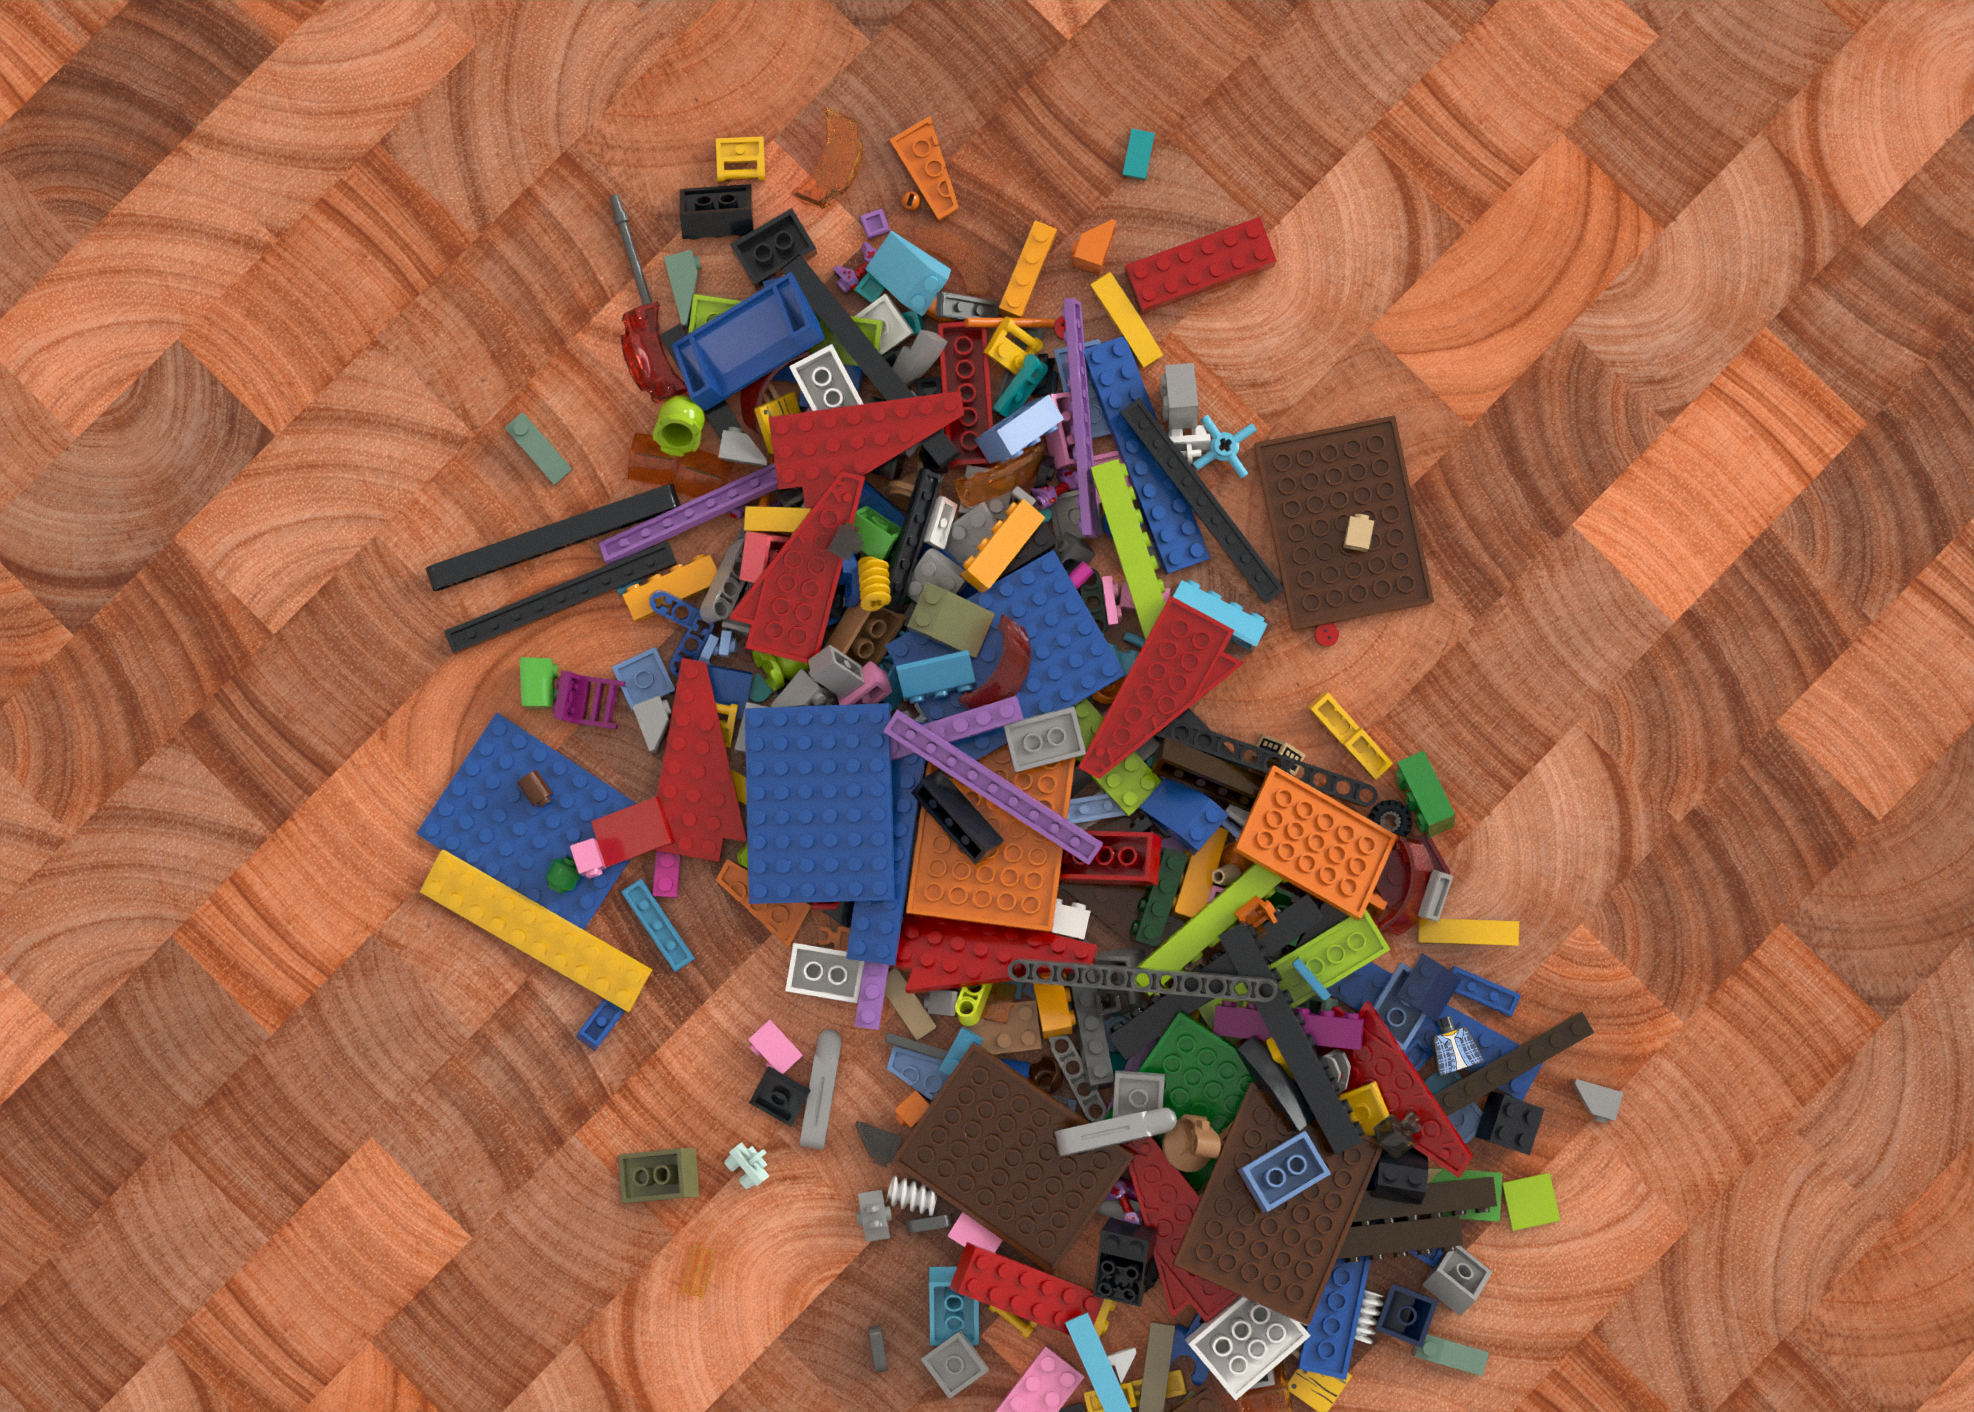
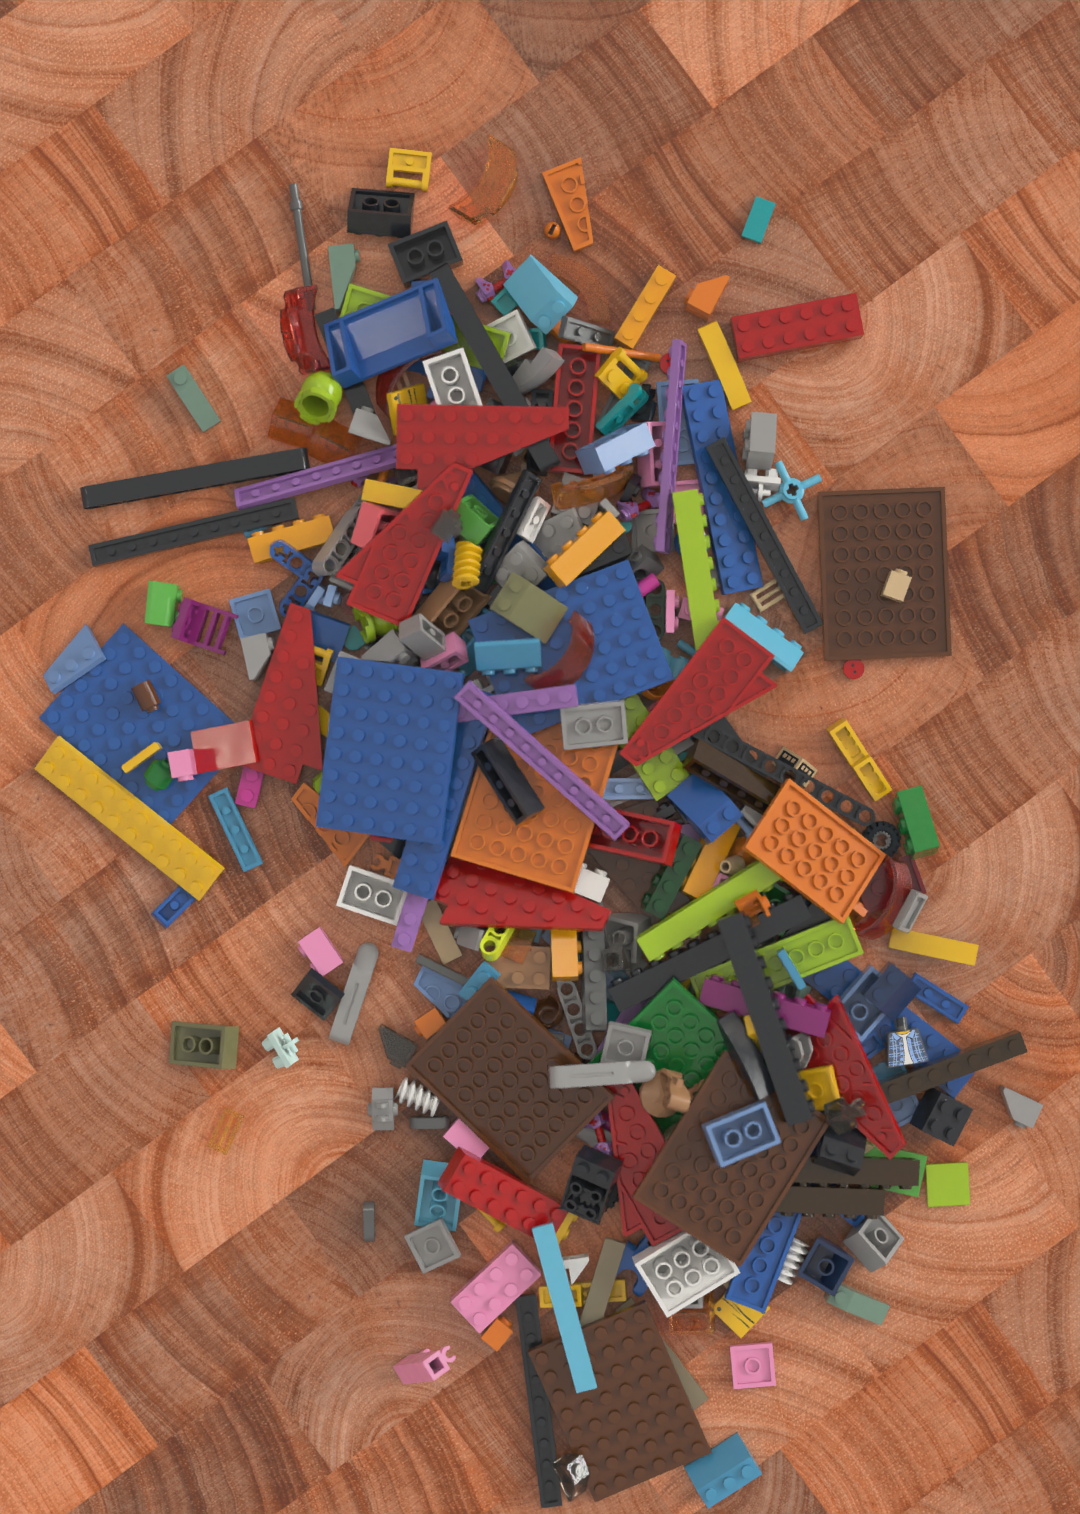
camera: 10 degrees right, 5 degrees up
(449, 761) = (76, 659): none -> medium blue wing
(540, 858) = (141, 757): none -> yellow tile
(875, 224) = (517, 245): medium lavender tile -> none
(1130, 982) = (656, 948): dark grey beam -> none
(1206, 576) = (758, 601): none -> tan tile

